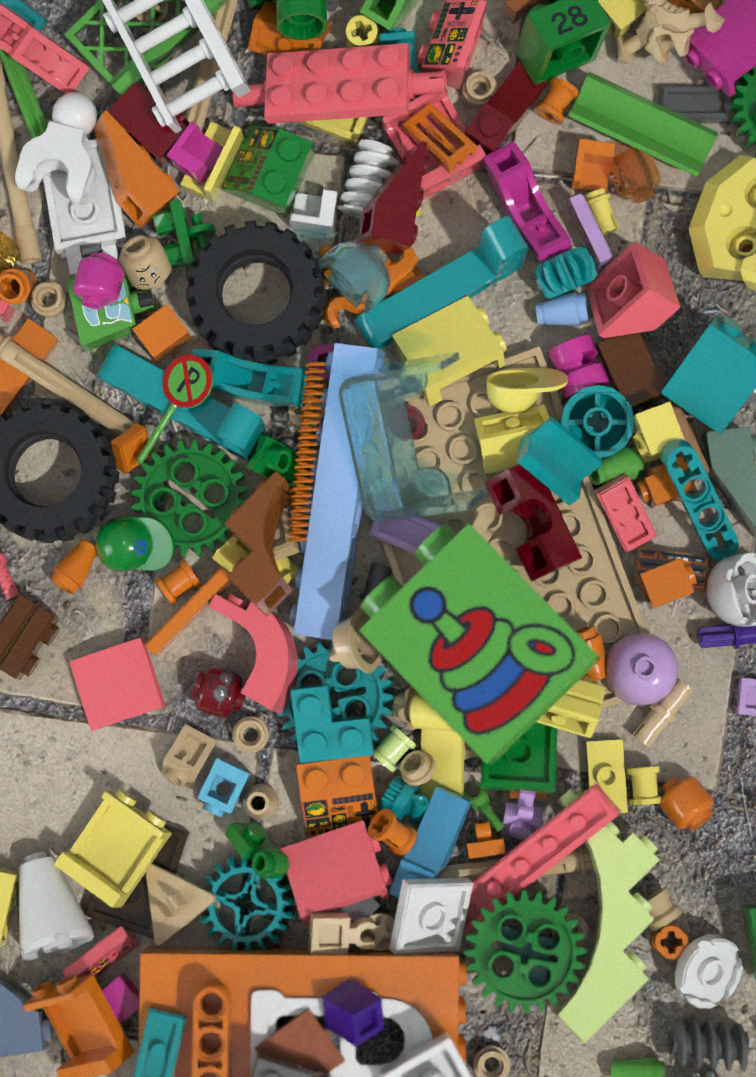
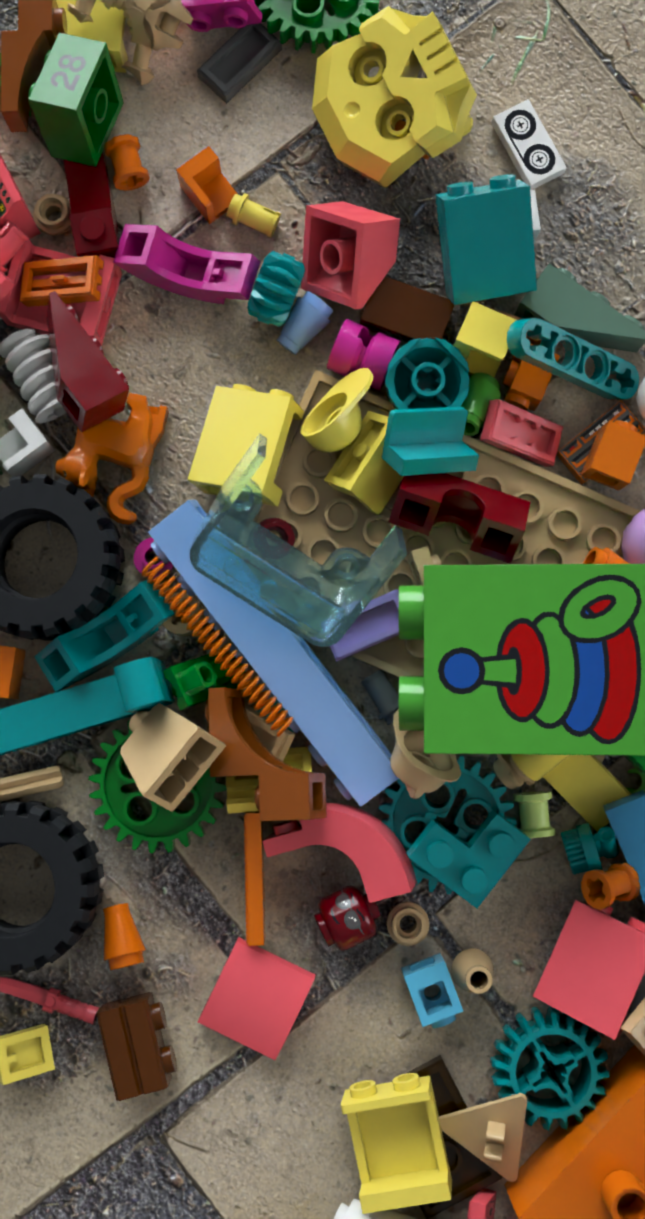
camera: 50 degrees left, 0 degrees up
(129, 446) = (66, 792): orange tile -> none
(135, 544) = (151, 868): green cap -> none
(178, 582) = (220, 861): orange bush -> none
(186, 385) = (59, 693): piece -> none
(187, 757) = (376, 997): tan bracket -> none
(213, 485) = (167, 754): none -> tan torso
(253, 843) = (507, 1014): green plate -> none
(336, 793) = (531, 901): orange slope -> none
(358, 272) = (107, 454): clear light blue cylinder -> none
(417, 768) = (573, 810): tan plate -> none
(497, 257) = (207, 329): teal beam -> none
(589, 231) = (257, 237): lavender tile -> none
(635, 175) = (250, 159): clear orange head -> none
(643, 124) = (214, 110): bright green panel -> none

